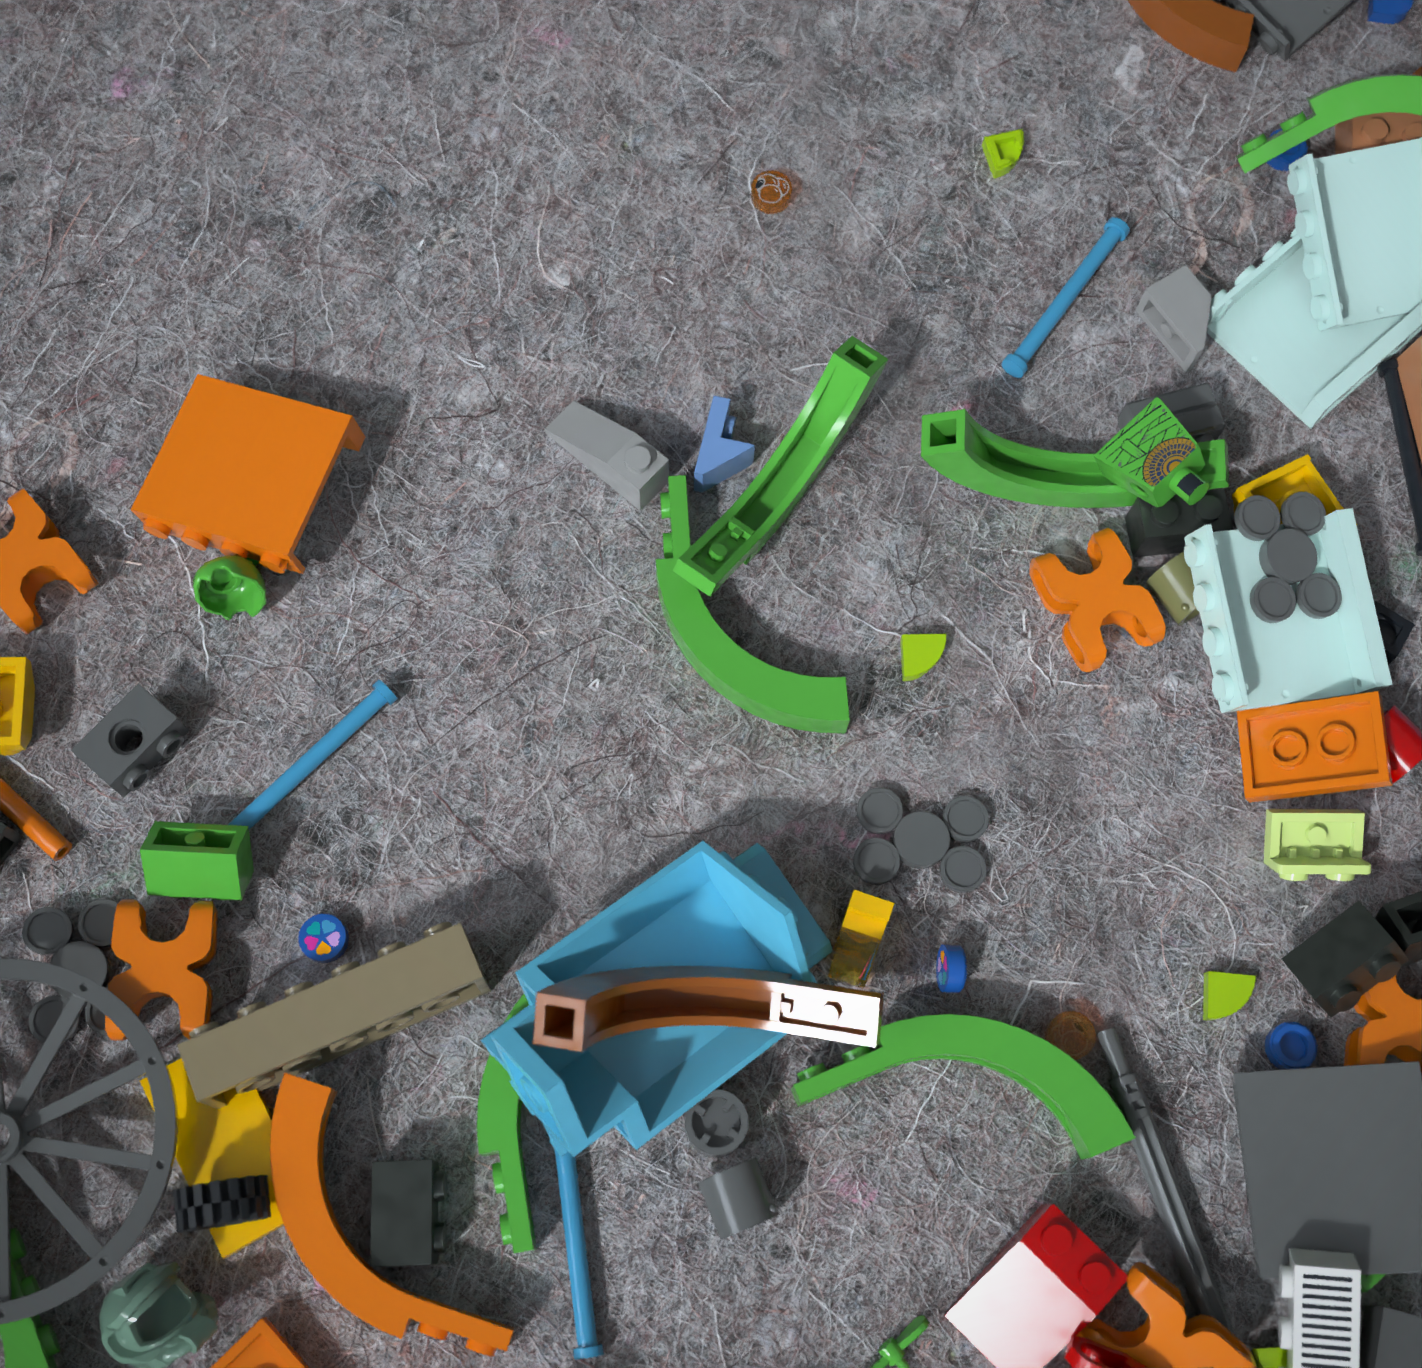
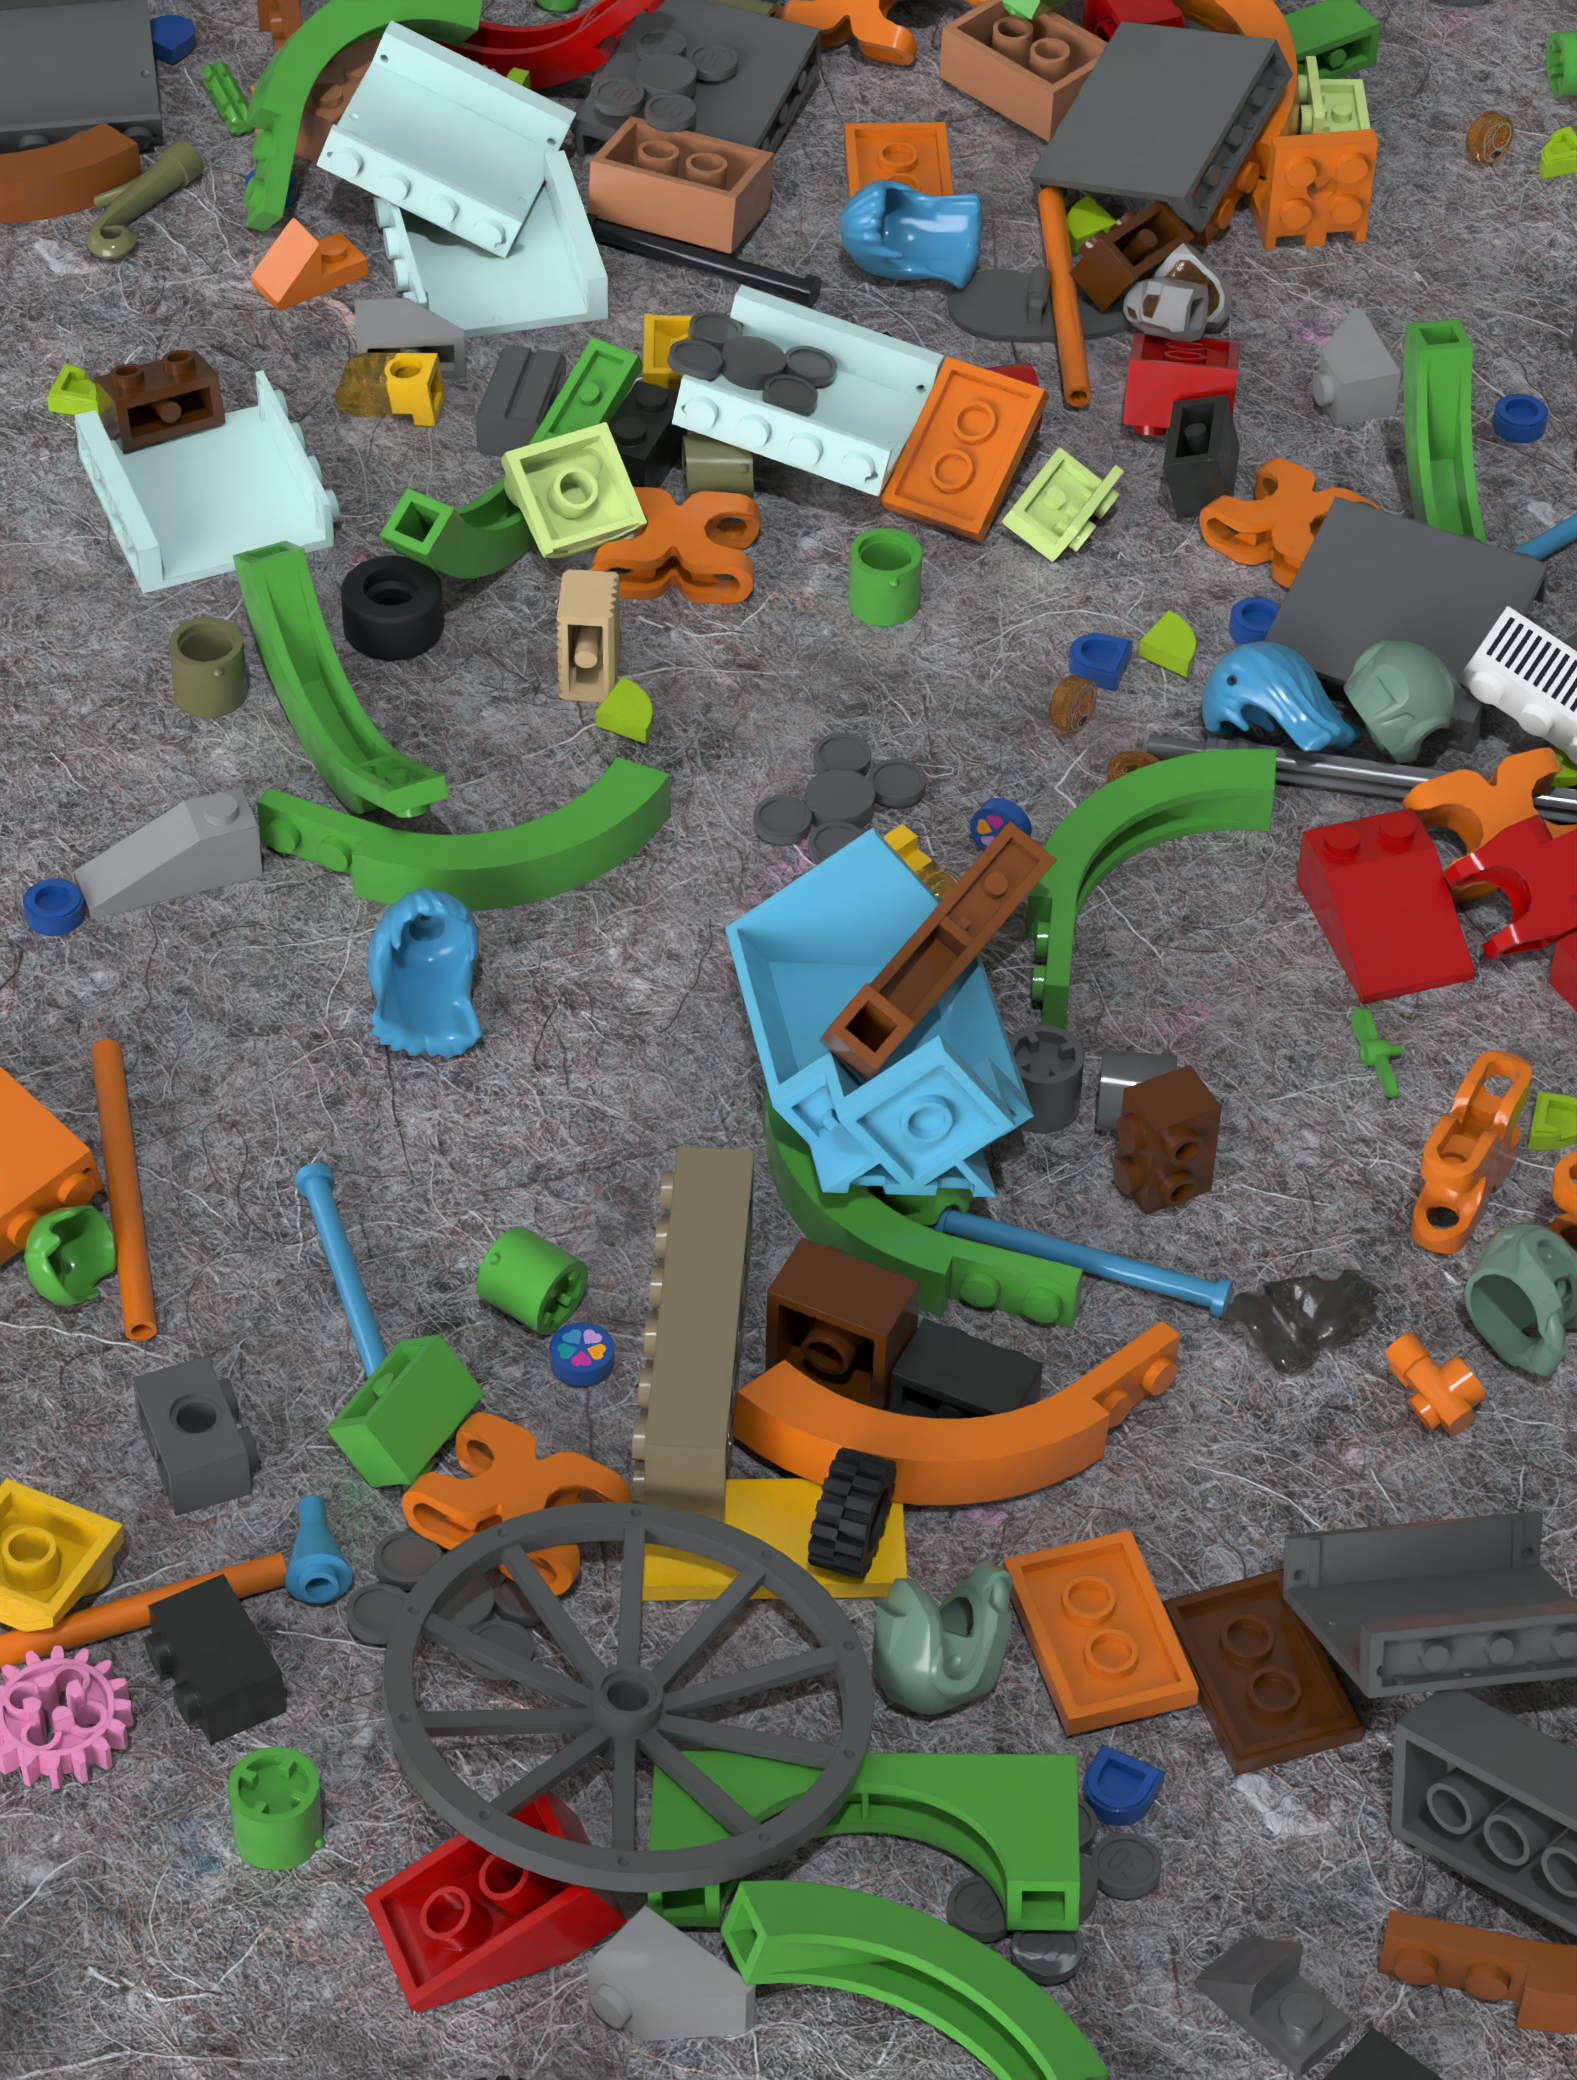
camera: 60 degrees left, 25 degrees down
(70, 869) = (316, 1565): none -> dark azure cone
(321, 583) = (123, 1191): none -> orange piece
(353, 876) = (531, 1280): none -> bright green piece
(396, 1107) = (840, 1321): none -> reddish brown brick
(536, 406) = (54, 907): none -> blue tile
(577, 664) = (424, 975): none -> dark azure piece
(684, 1250) = (1167, 1140): none -> reddish brown brick
(719, 454) = (238, 762): medium blue slope -> none
(787, 374) = (208, 667): none -> olive piece
(898, 472) = (392, 607): none -> black tyre
(952, 593) = (588, 635): none -> tan brick
(959, 278) = (209, 492): none -> light aqua panel
(1015, 203) = (159, 399): none -> reddish brown brick
(1016, 364) = (349, 491): dark azure bar -> none
(1076, 508) = (573, 491): none -> yellowish green slope
(1108, 956) = (1073, 704): none -> clear orange tile
(1132, 335) = (393, 385): none -> leg
(1152, 757) = (885, 577): none -> bright green piece
(1154, 458) = (571, 388): bright green torso -> none
(1177, 949) = (1100, 659): none -> blue tile
(1196, 1115) = (1275, 681): none -> dark azure piece
(1210, 75) = (174, 168): none -> olive plant
(1214, 216) = (305, 267): none -> orange slope
(1236, 1218) = (1402, 696): none -> sand green helmet
(1345, 959) = (1199, 521): pearl dark grey brick -> none
(1360, 63) = (227, 96): none -> bright green axle

